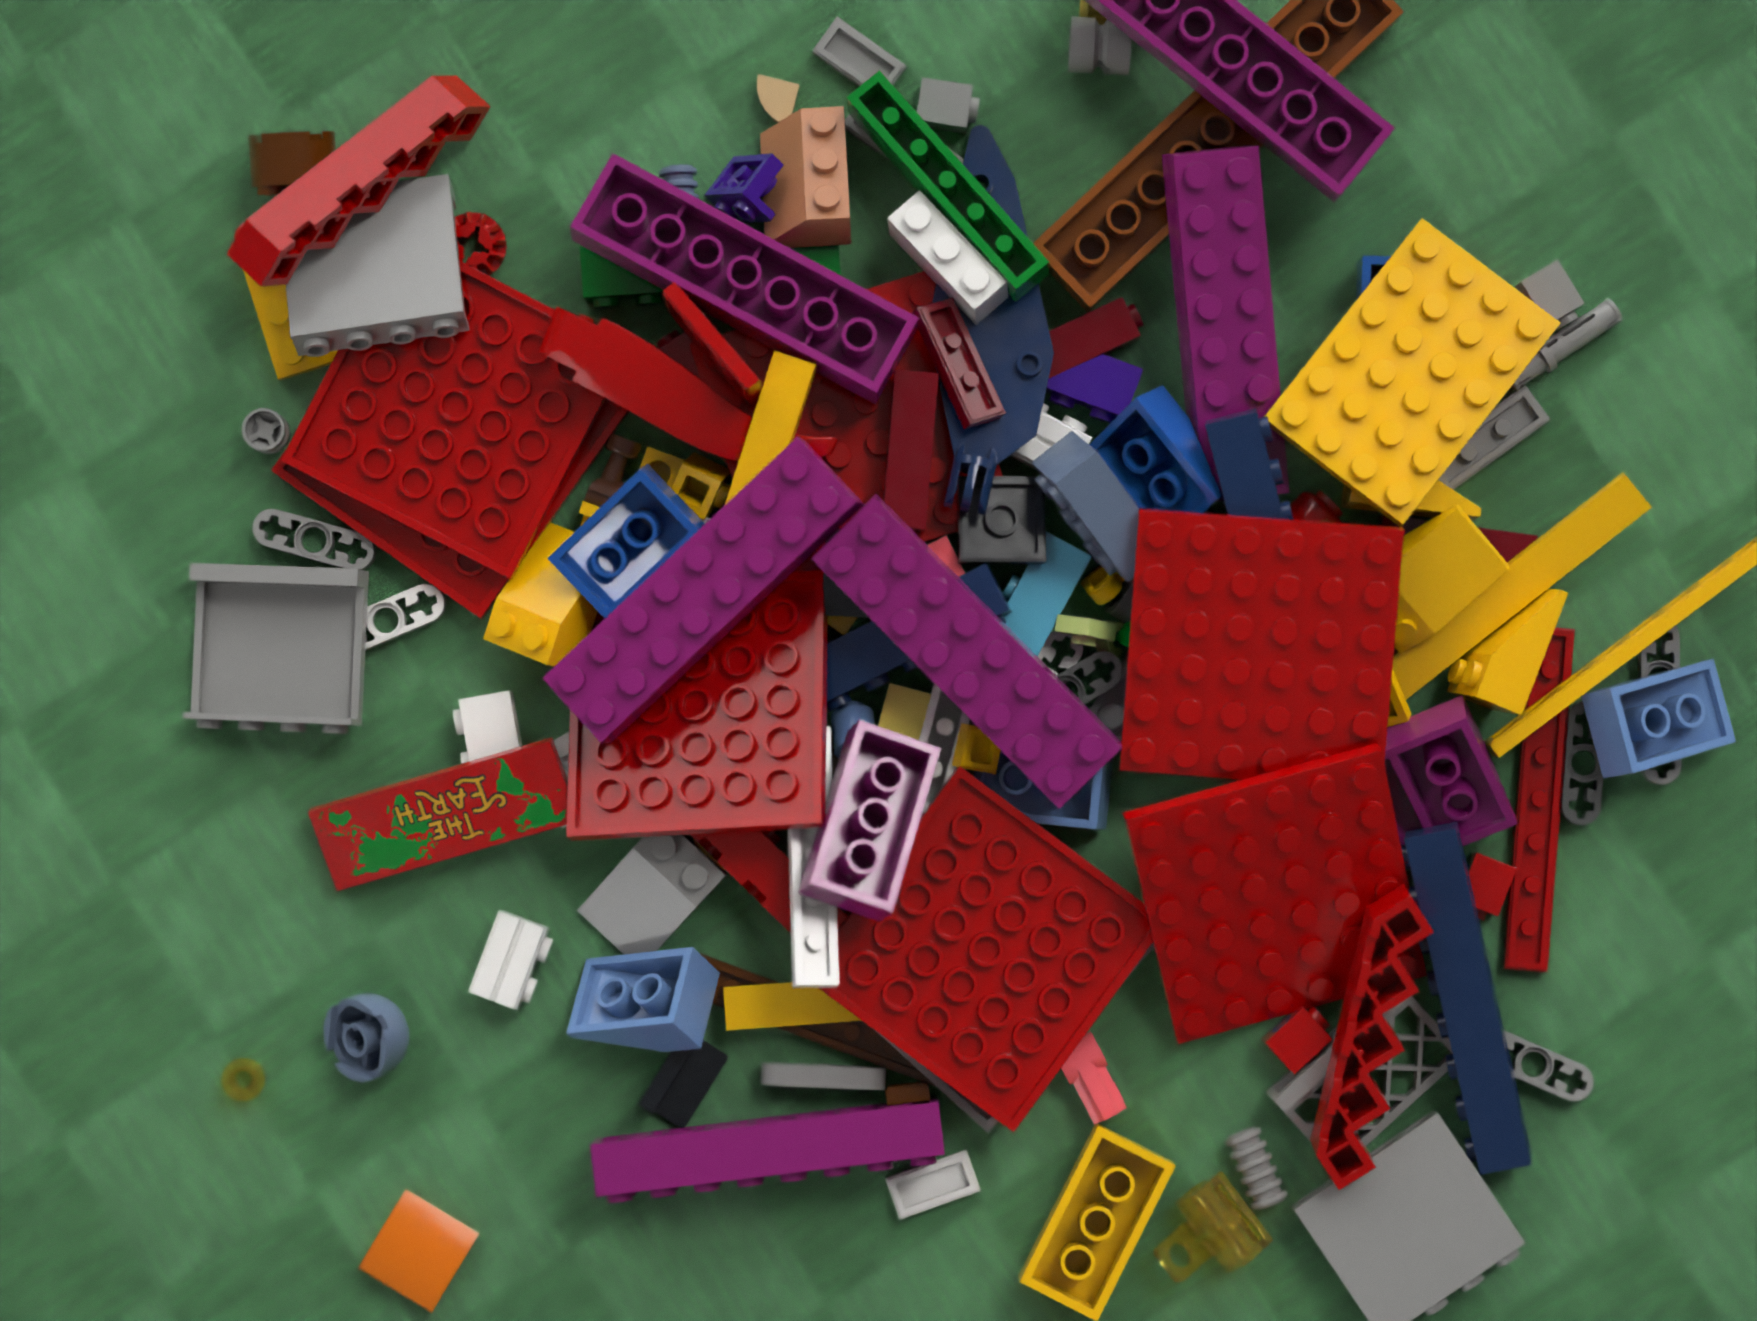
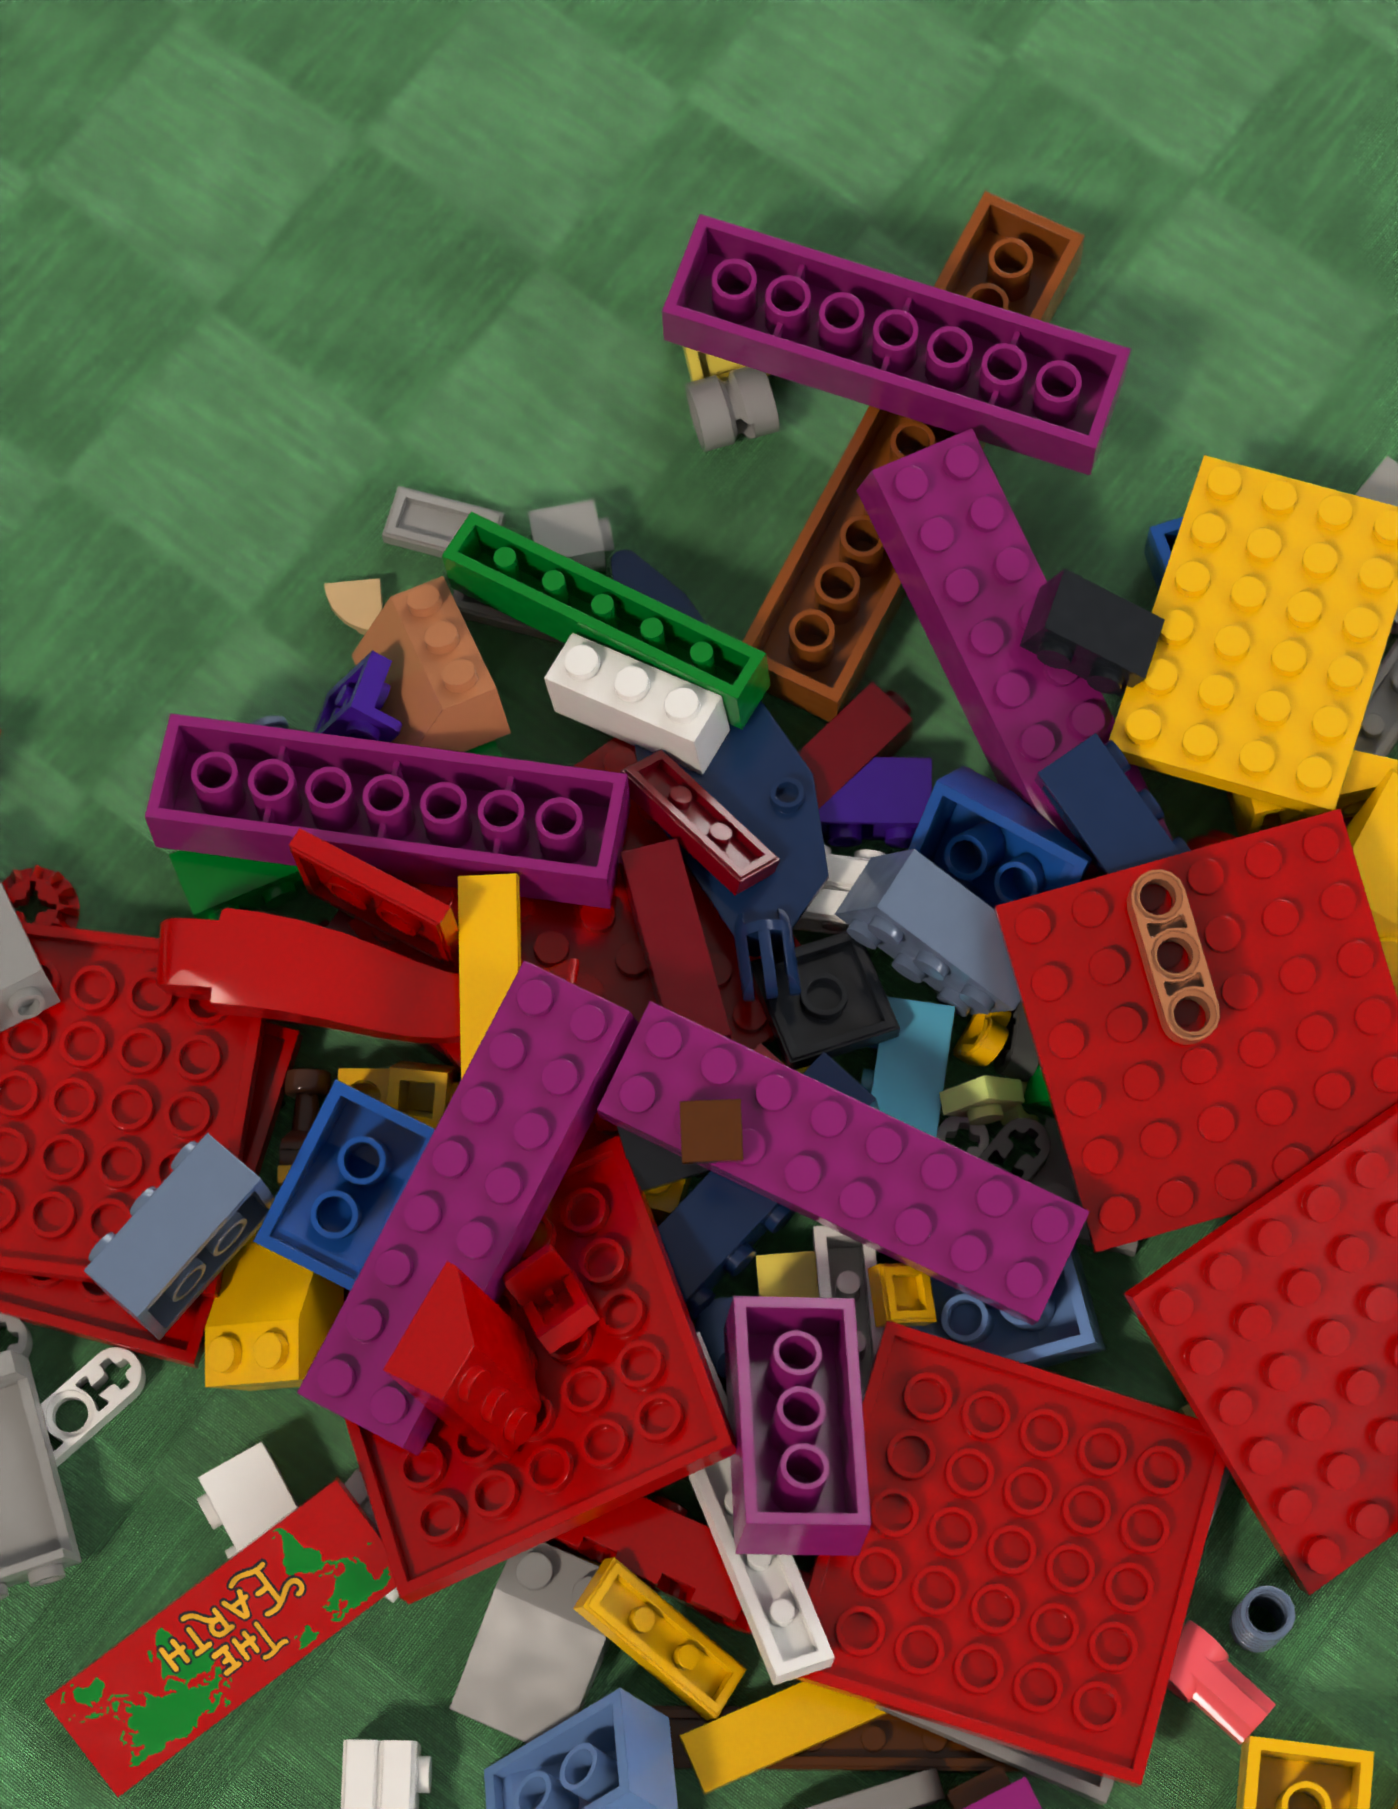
camera: 20 degrees left, 15 degrees down
(498, 537) = (180, 1235): none -> sand blue brick
(665, 706) = (469, 1364): none -> red slope
(731, 920) = (660, 1638): none -> yellow tile
(736, 674) = (551, 1298): none -> red bracket
(882, 605) = (711, 1131): none -> reddish brown tile
(1152, 1058) = (1280, 1607): none -> sand blue piece
(1248, 617) = (1180, 928): none -> nougat beam
(1284, 332) = (1091, 633): none -> black brick

